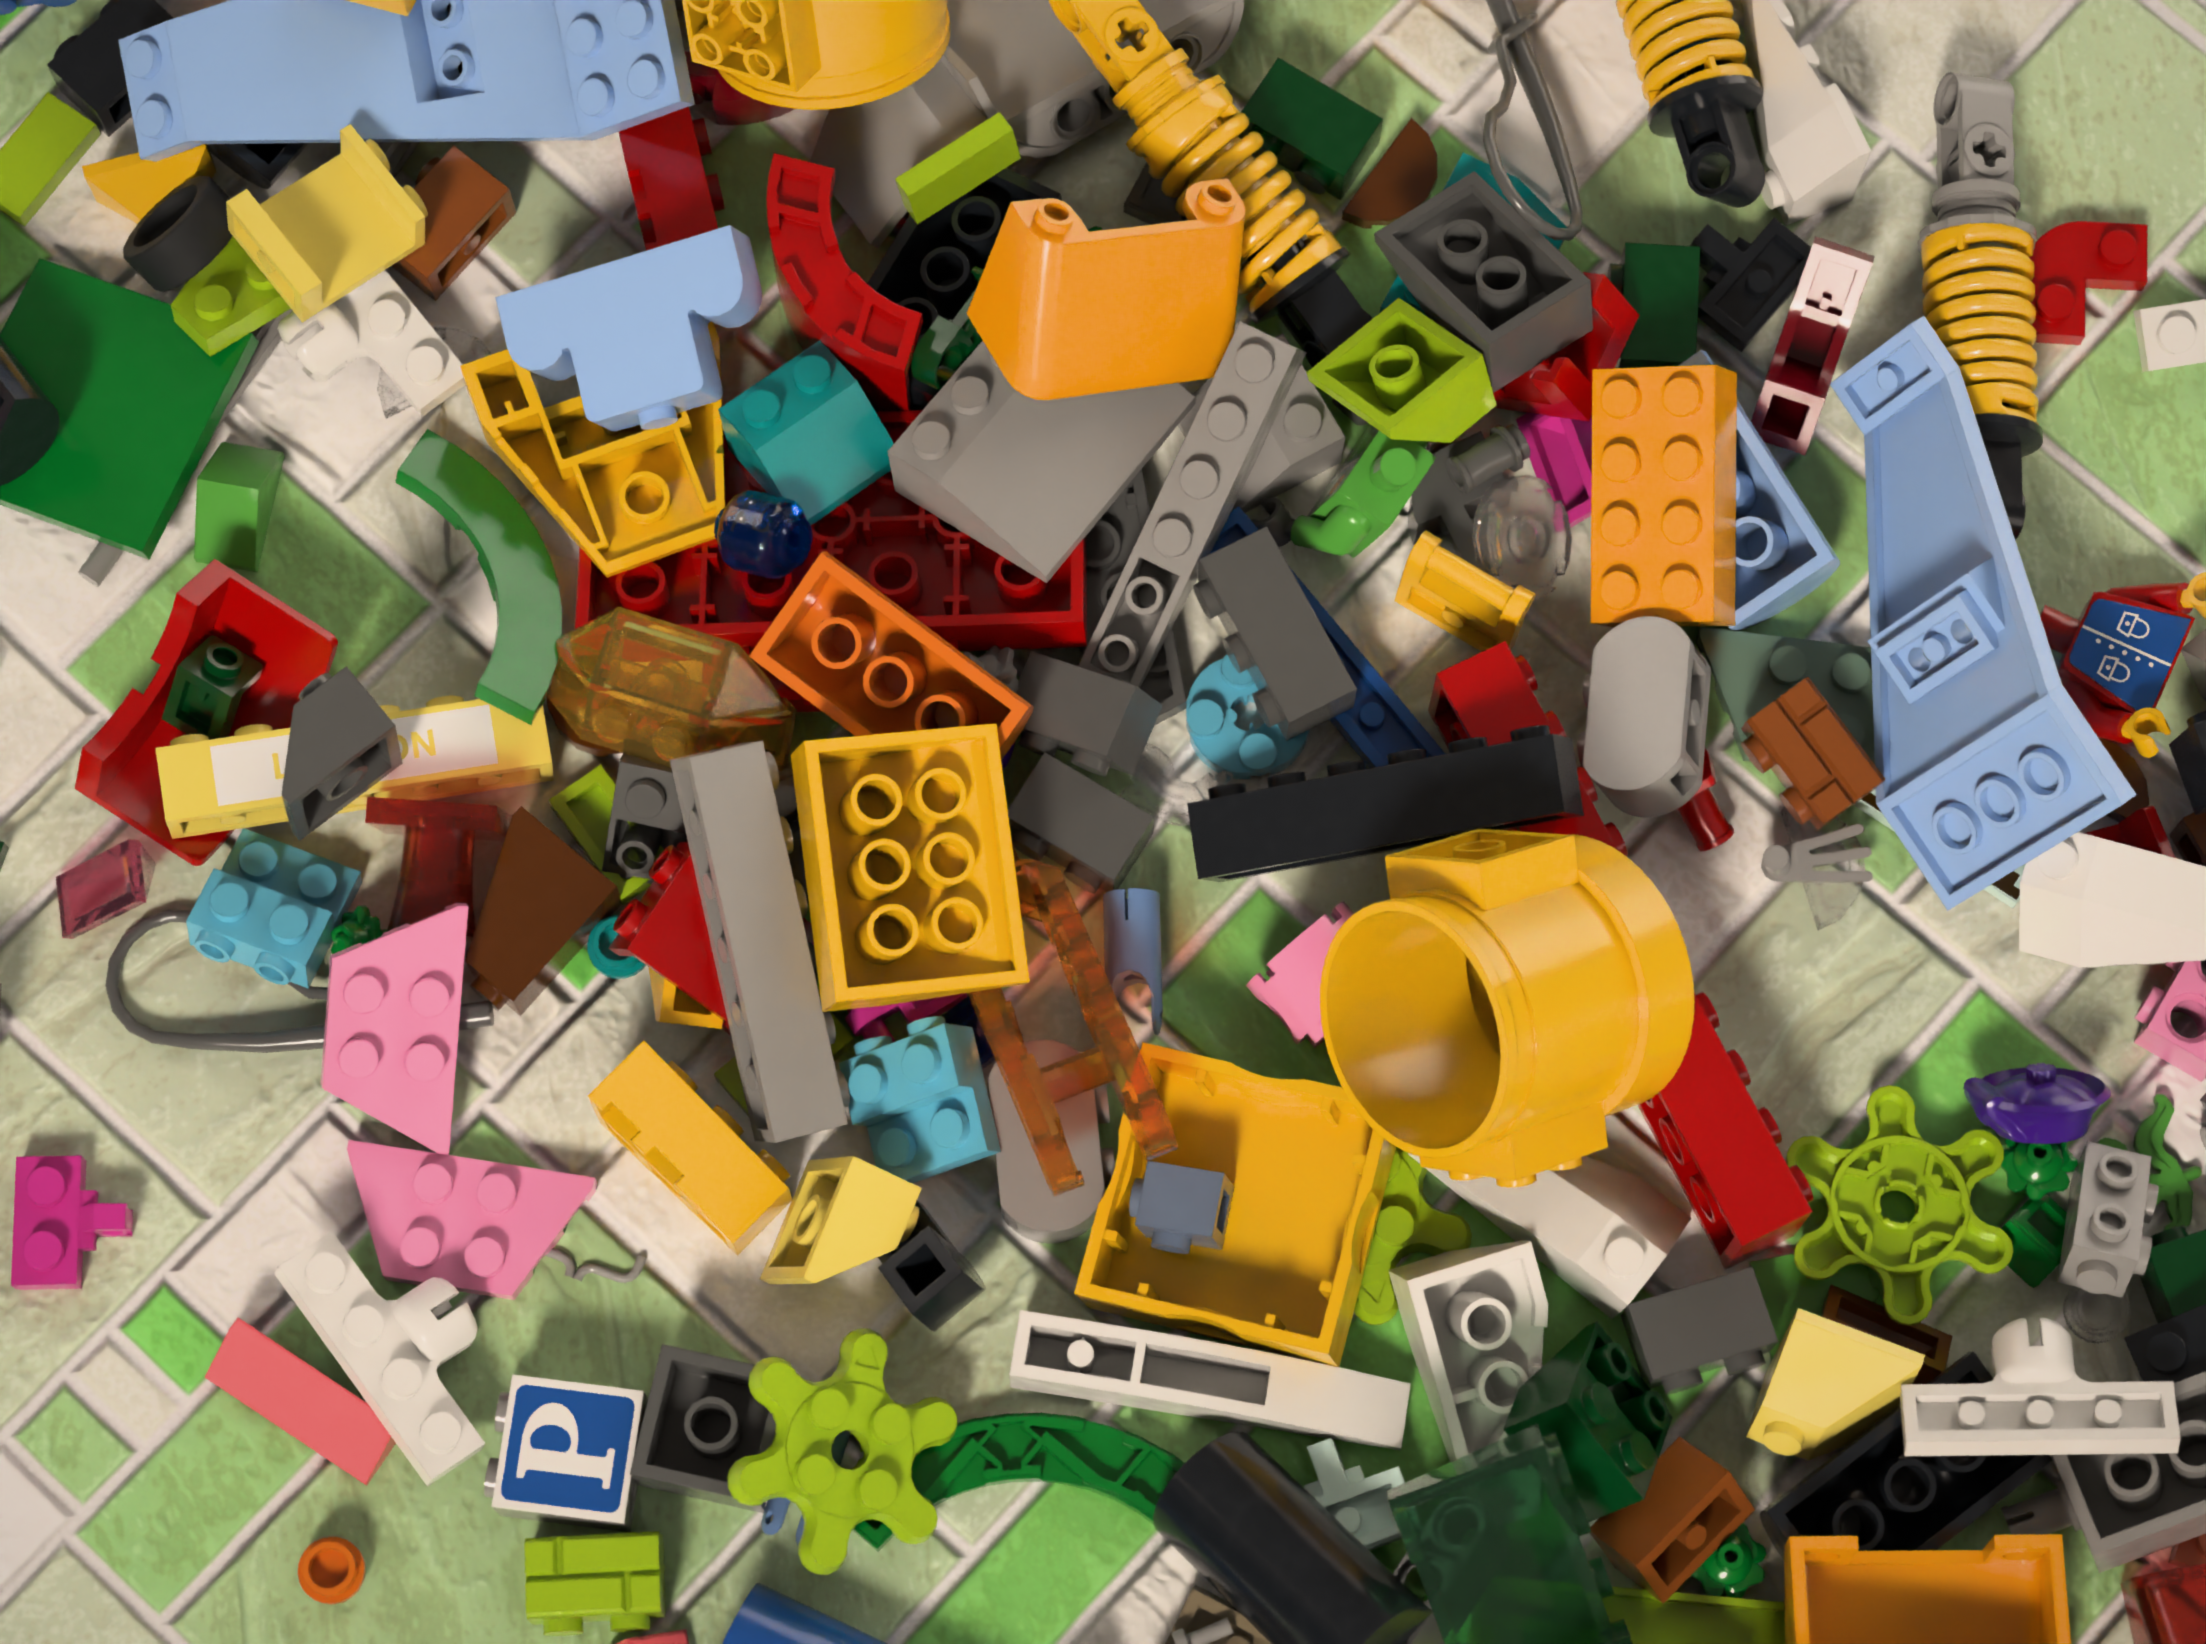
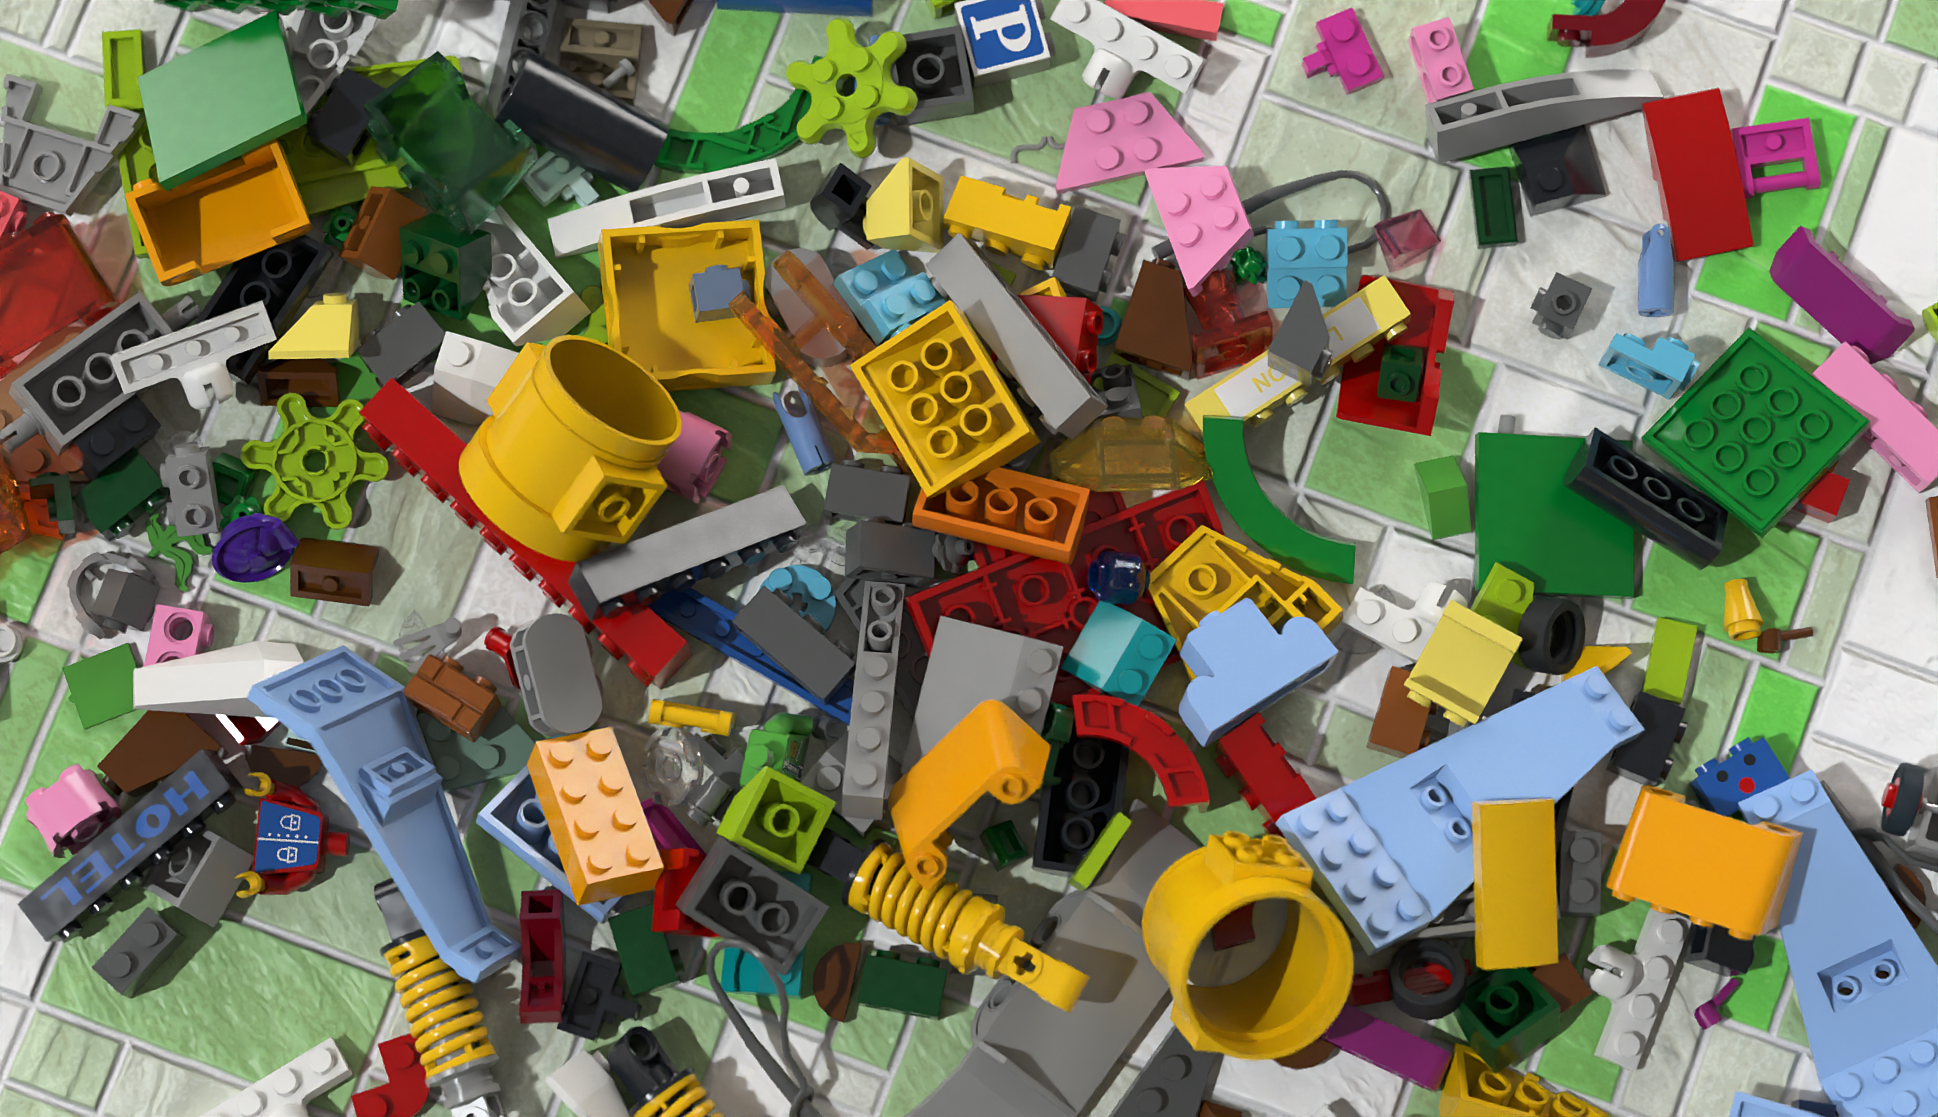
camera: 160 degrees right, 5 degrees up
(587, 1049) = (1087, 252): none -> dark grey brick
(1922, 1033) = (333, 571): none -> reddish brown panel

